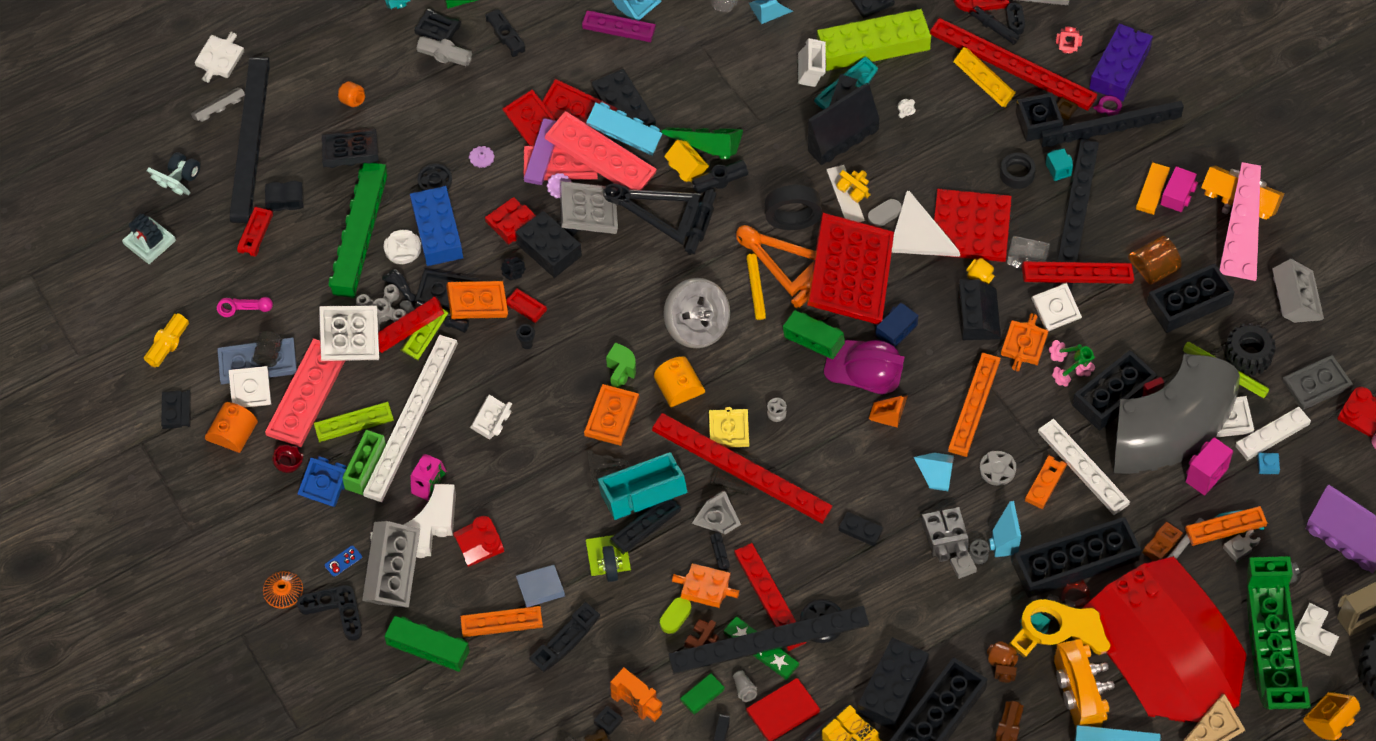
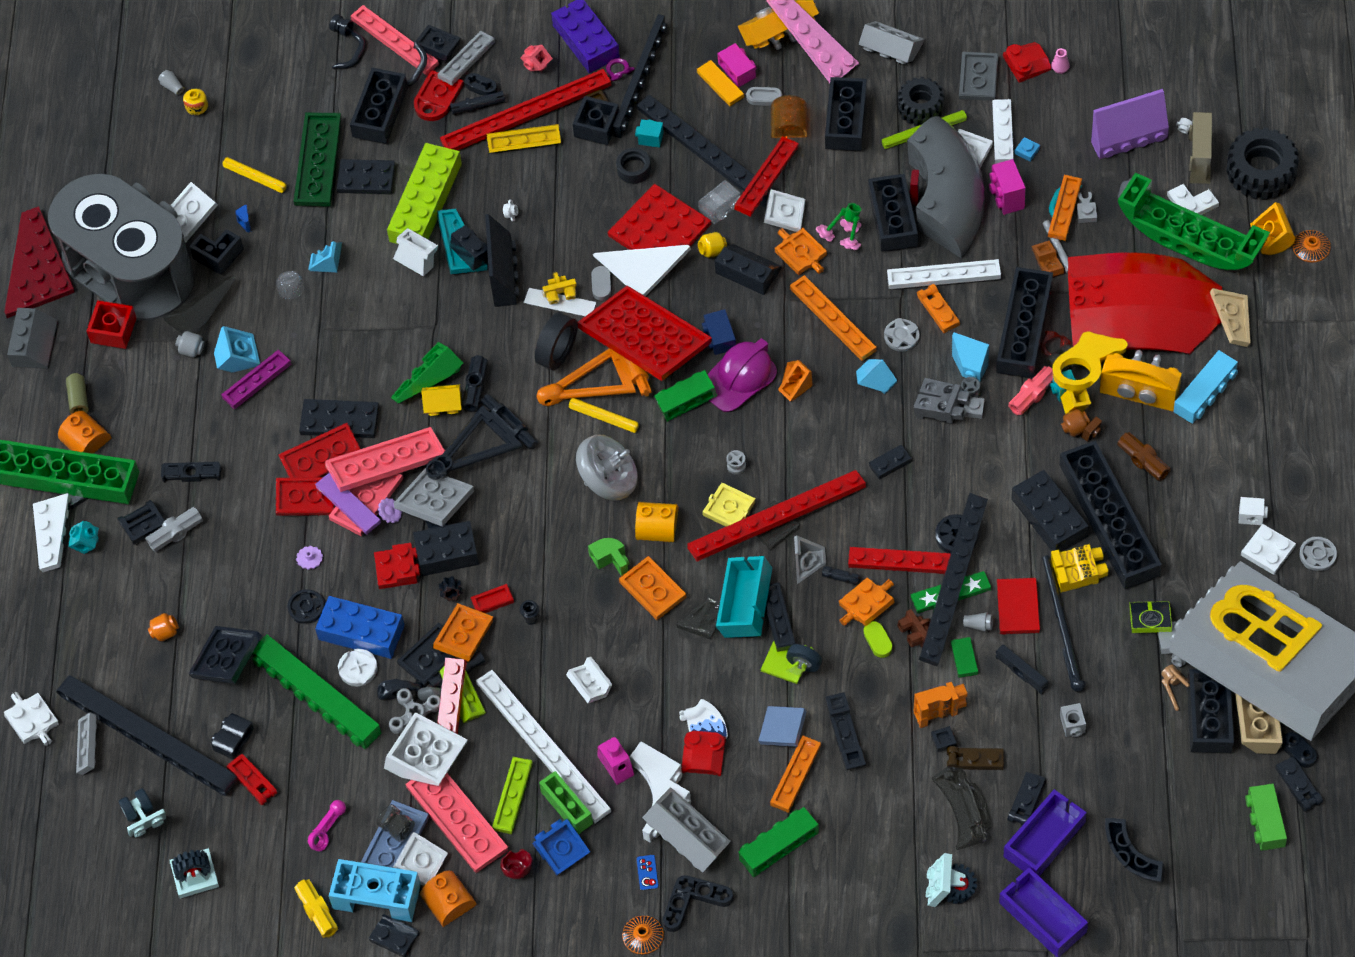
camera: 55 degrees left, 0 degrees up
(204, 383) = (396, 889): none -> medium azure plate
(511, 524) = (704, 718): none -> white arm
(624, 129) = (375, 427): medium azure brick -> none
(1010, 602) = (1031, 391): none -> coral piece
(1165, 227) = (762, 95): none -> light grey tile

